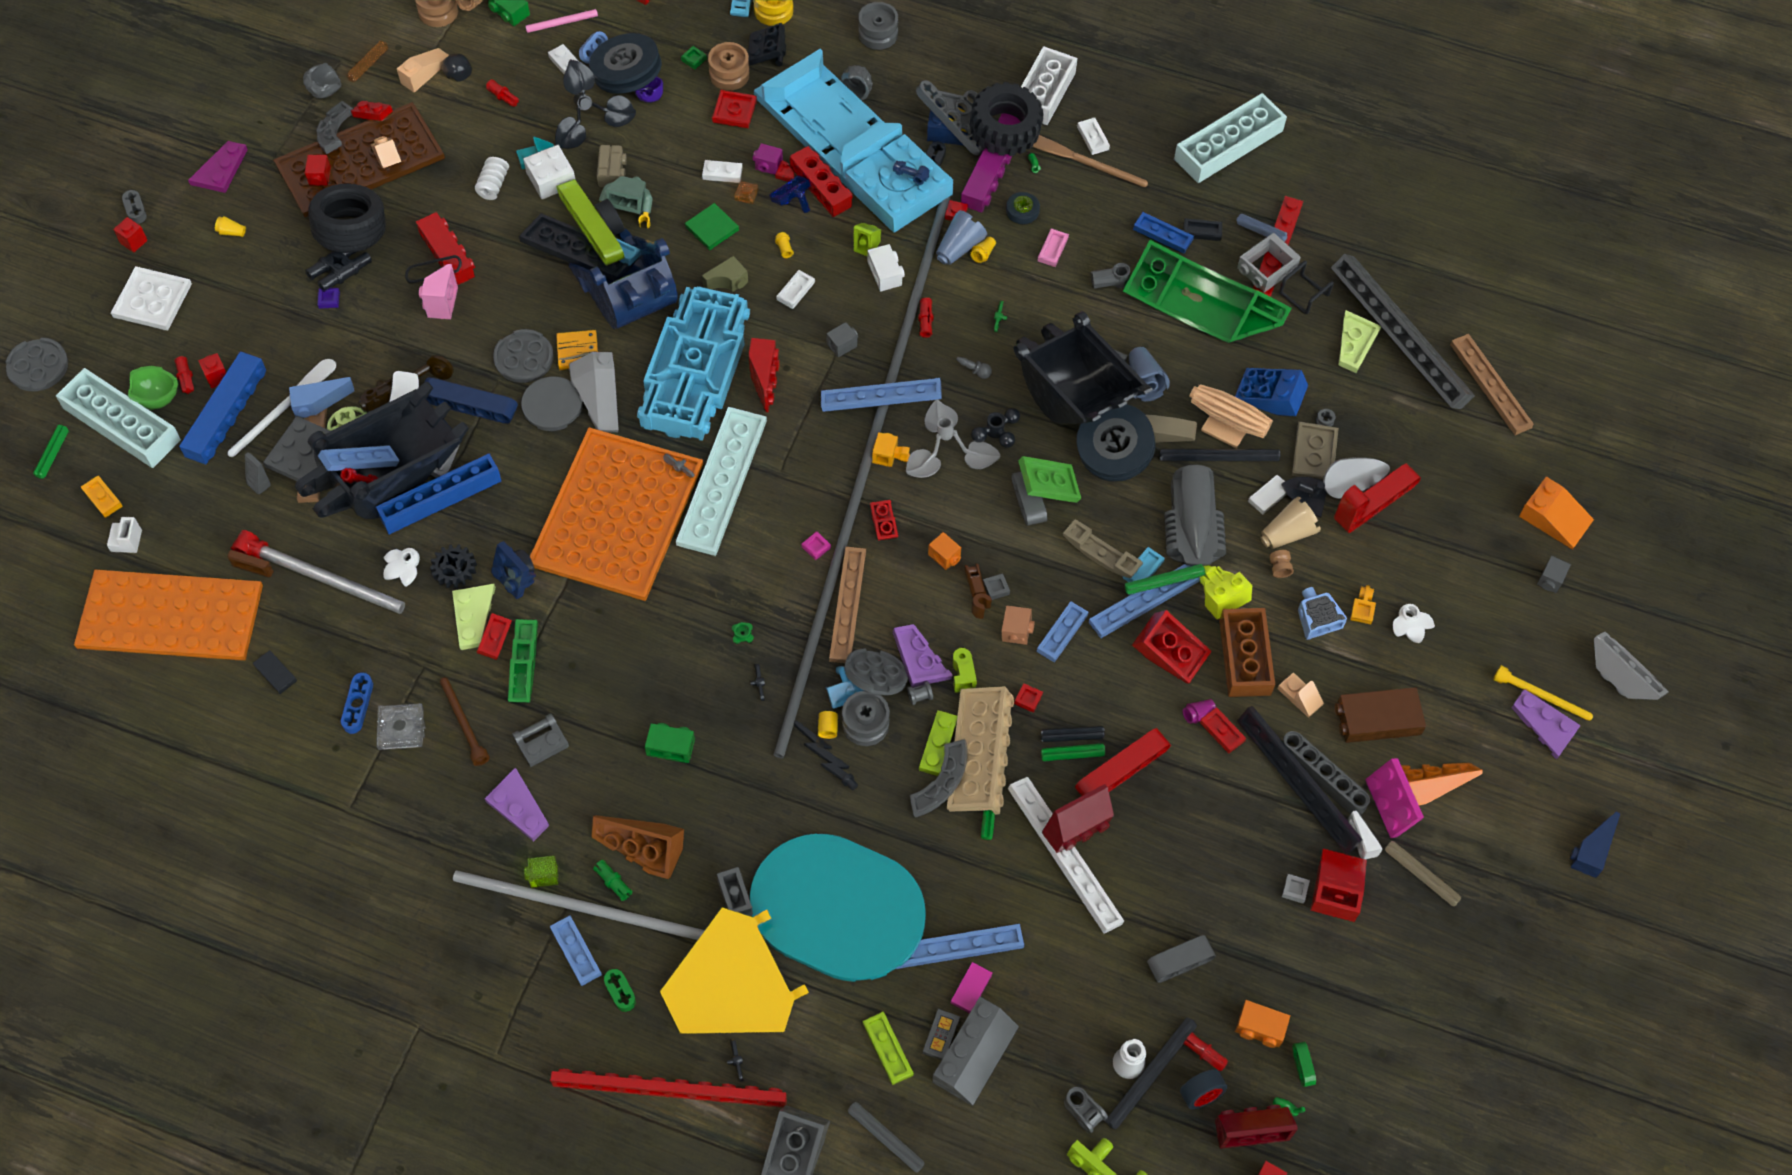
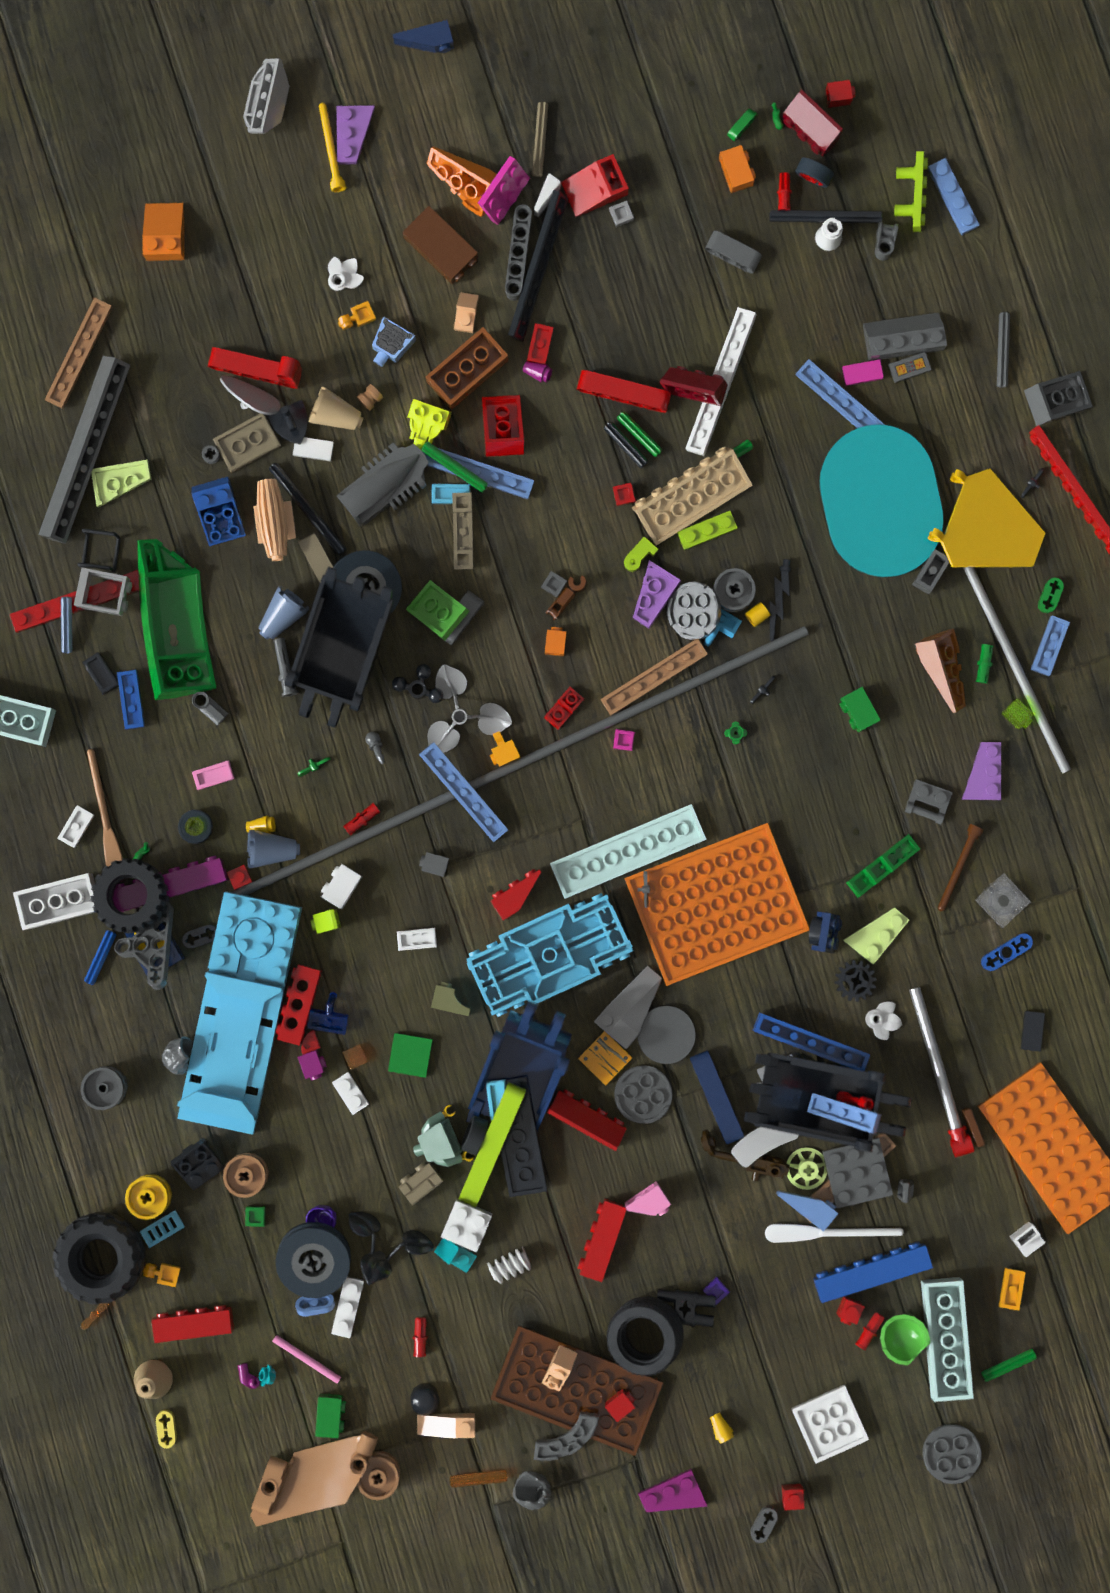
camera: 125 degrees left, 25 degrees up
(371, 110) = (526, 1423): red plate -> none
(429, 262) = (635, 1222): black piece -> none
(494, 636) = (882, 901): red plate -> none
(542, 296) = (587, 1120): none -> red slope
(734, 109) = (282, 1135): red plate -> none
(782, 241) = (382, 983): yellow pin -> none
(888, 1048) = (945, 394): lime tile -> none
(919, 176) = (246, 915): dark blue bar -> none
(920, 693) = (681, 571): dark grey bush -> none
(945, 784) = (734, 499): dark grey tile -> none
(972, 80) = (100, 957): none -> blue axle
(1017, 625) = (574, 544): nougat head -> none
(1062, 631) = (552, 510): medium blue plate -> none
(1553, 574) = (222, 200): dark grey brick -> none

